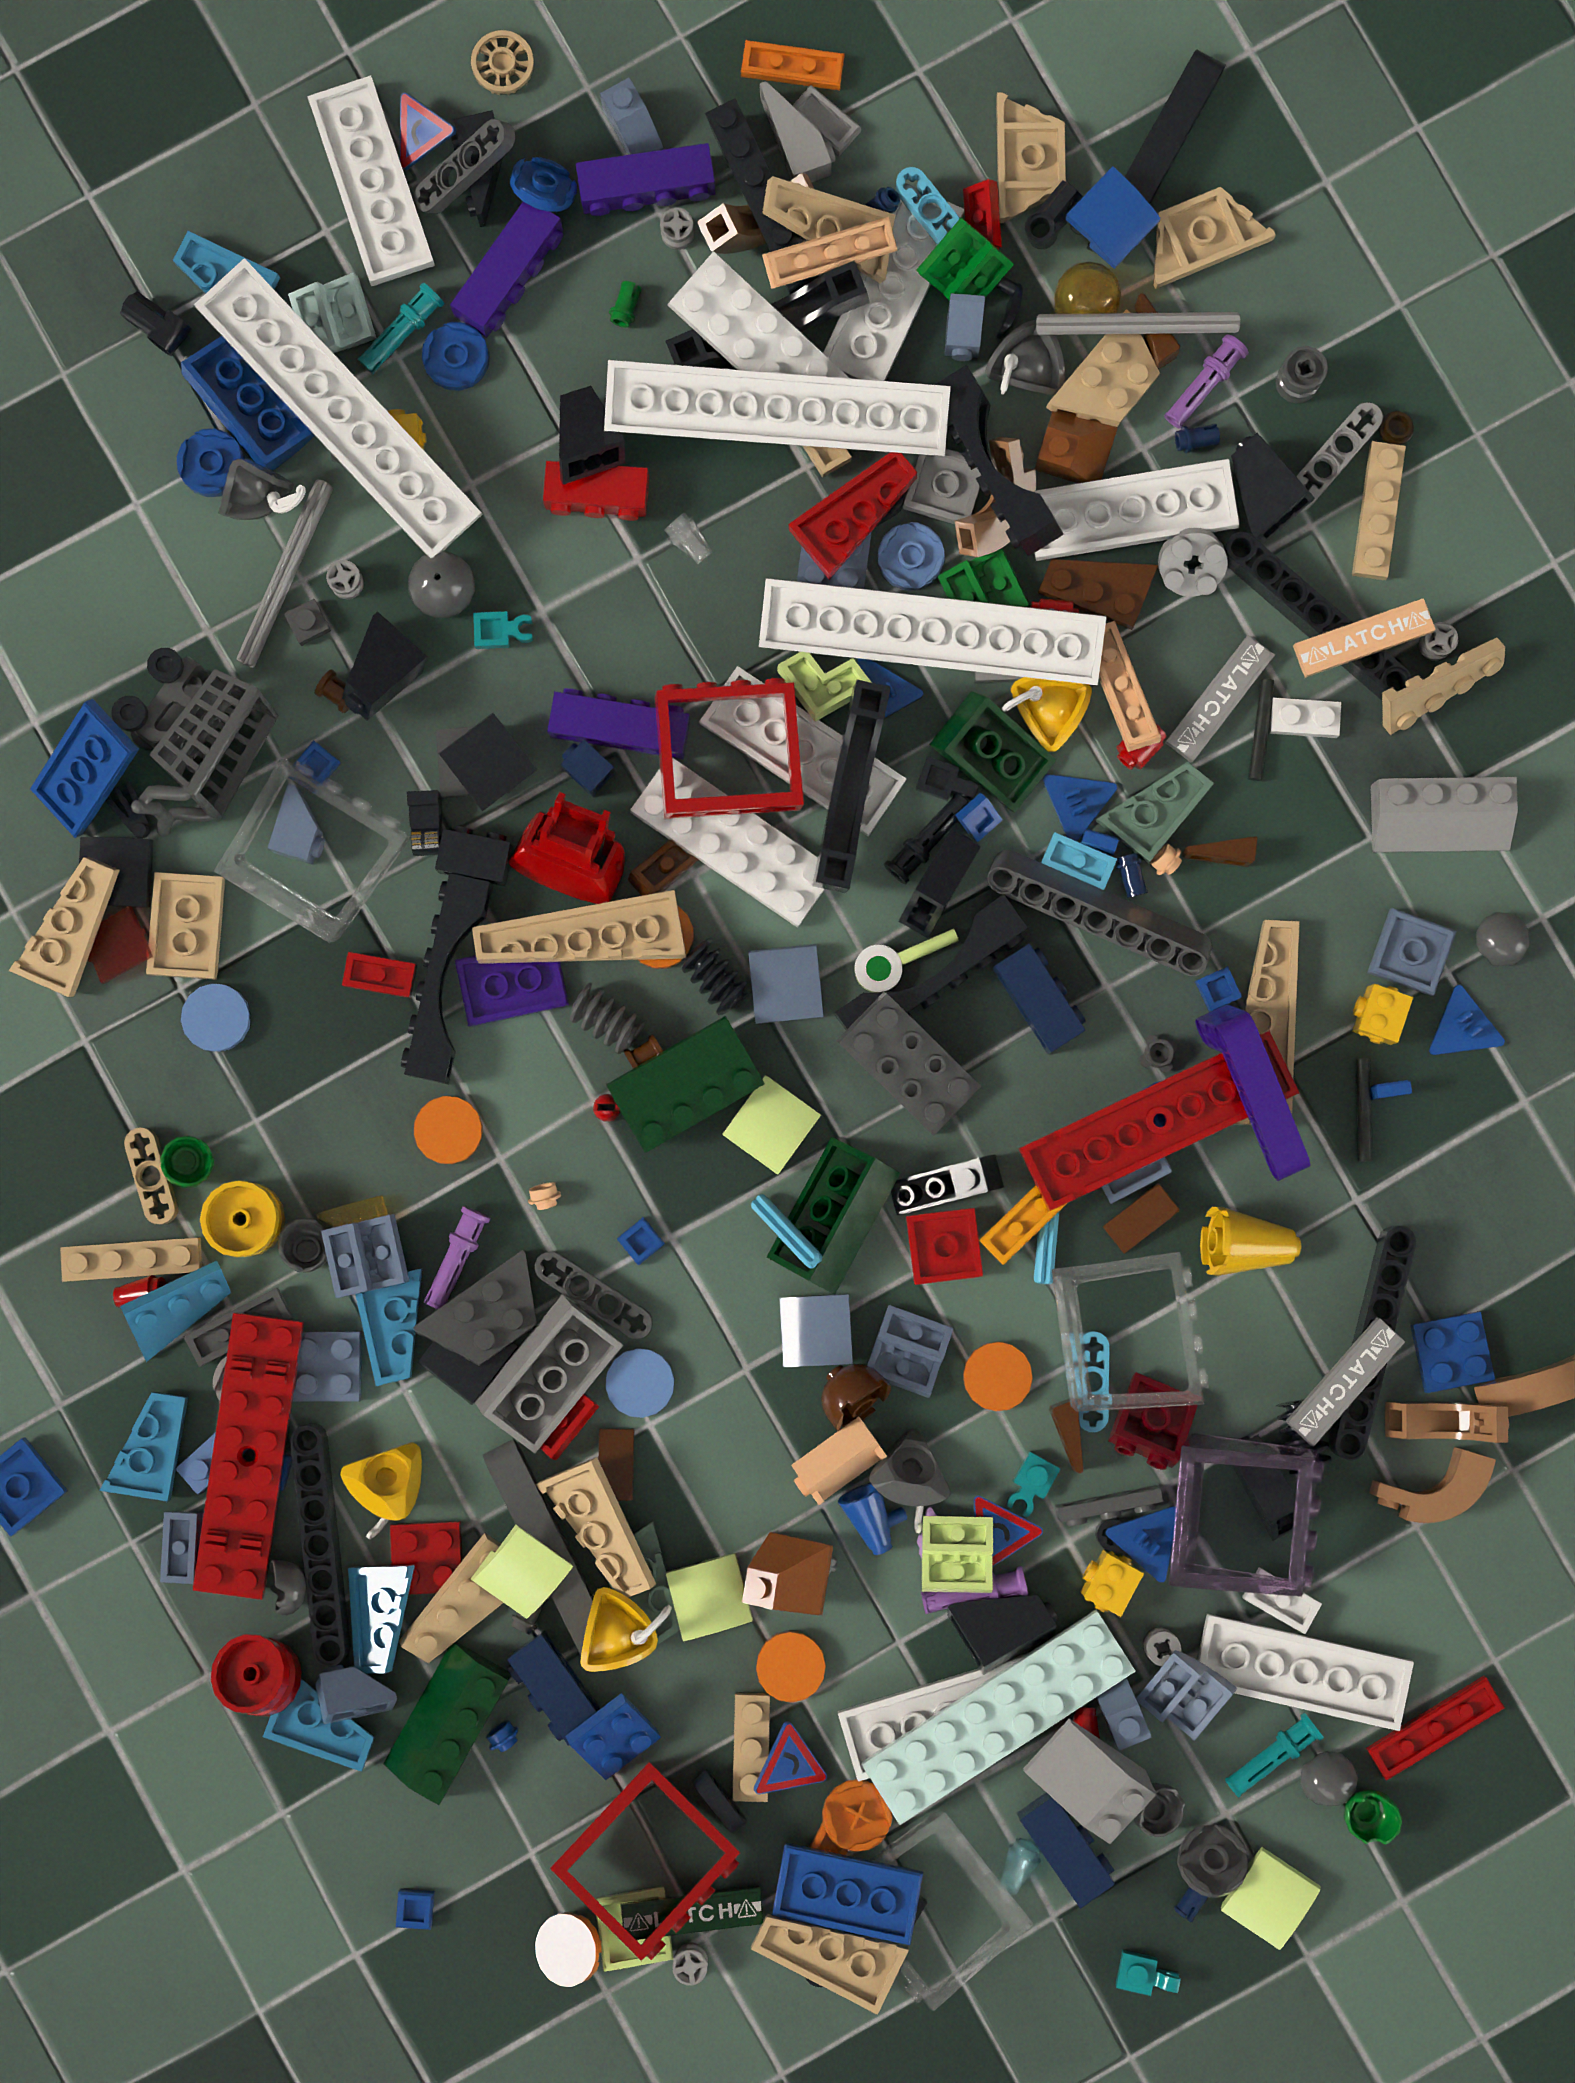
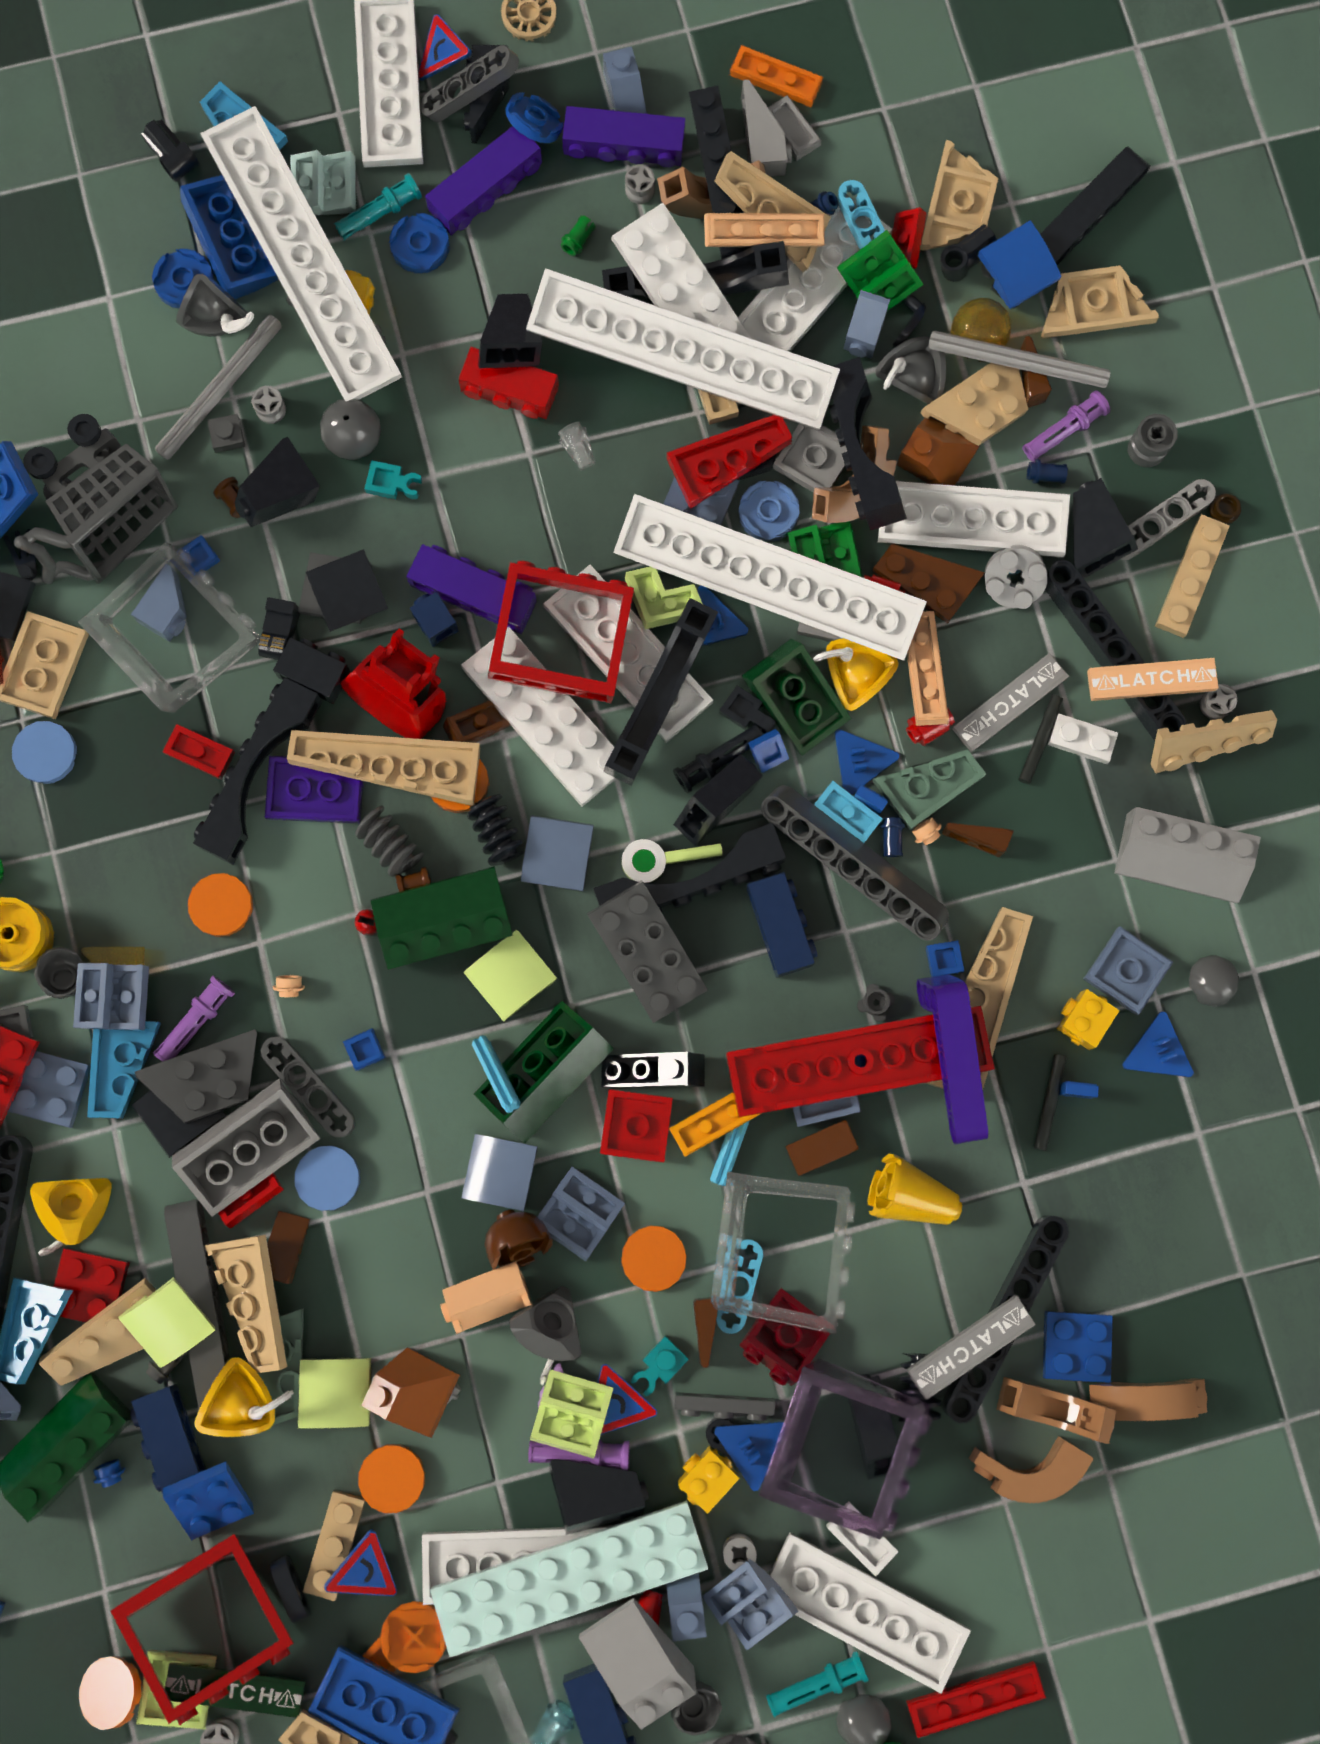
camera: 10 degrees right, 5 degrees down
(868, 1515) = (501, 1358): blue piece -> none

